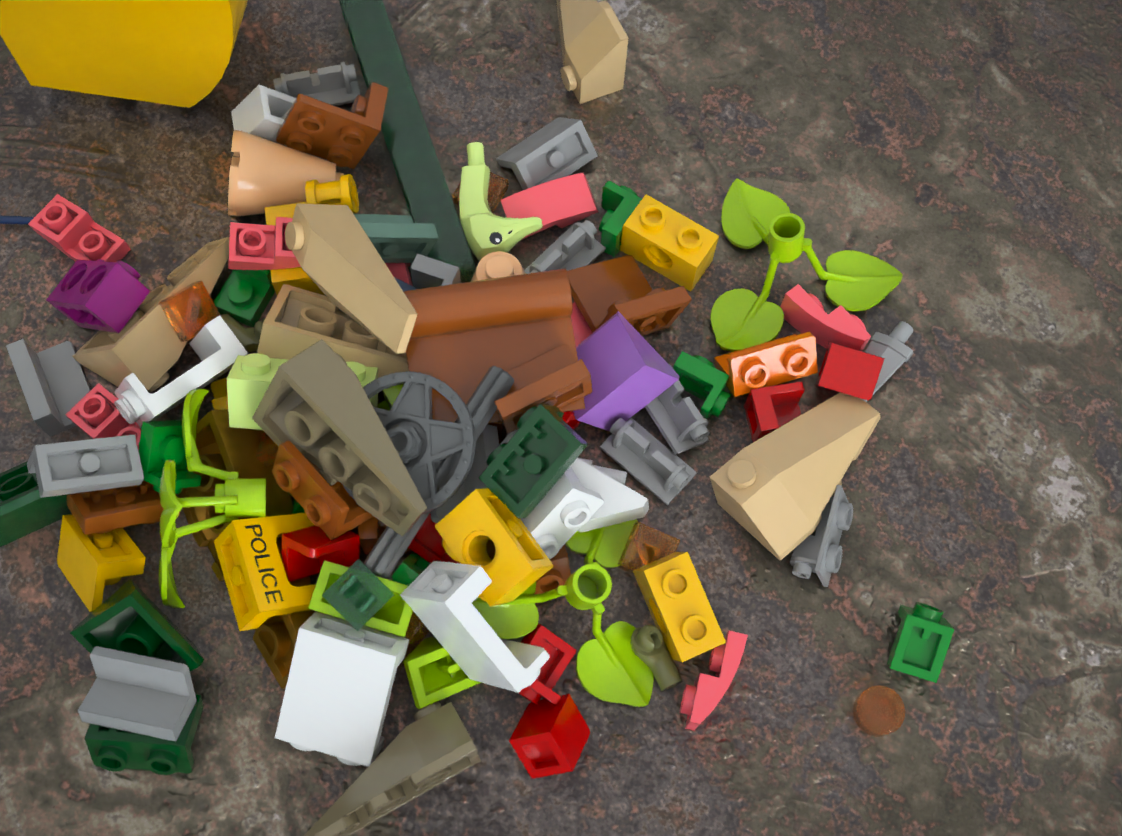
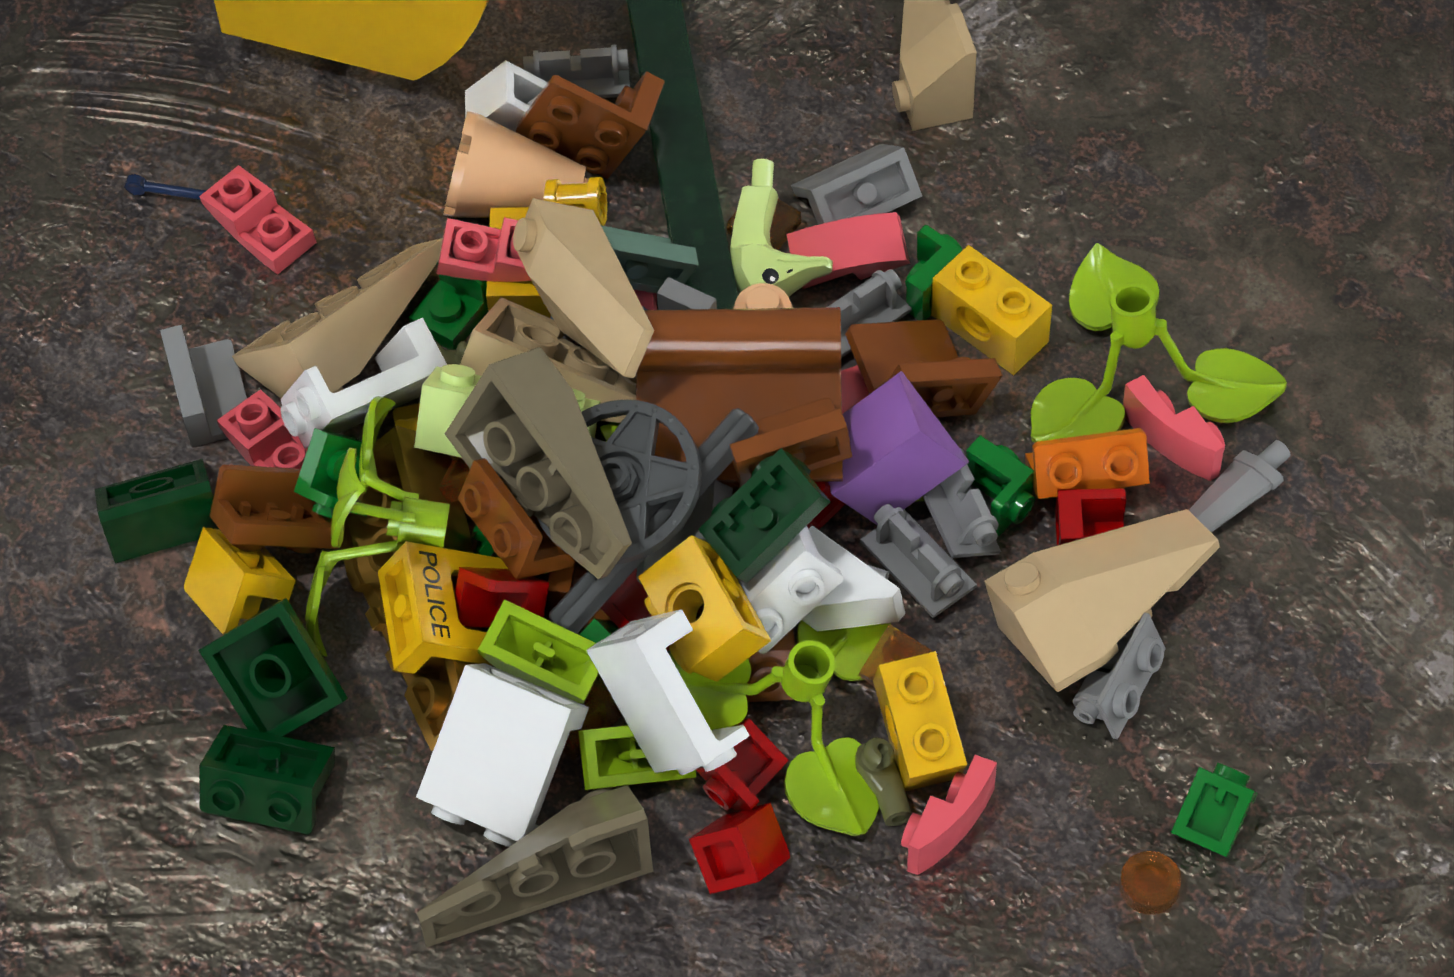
camera: 15 degrees right, 10 degrees down
(86, 465) = (244, 465): light grey panel -> none
(99, 294) = (276, 286): magenta brick -> none
(138, 694) = (268, 724): light grey panel -> none
(189, 310) = (382, 314): clear orange tile -> none
(358, 595) = (537, 641): clear green tile -> none
(849, 371) = (1189, 484): red panel -> none

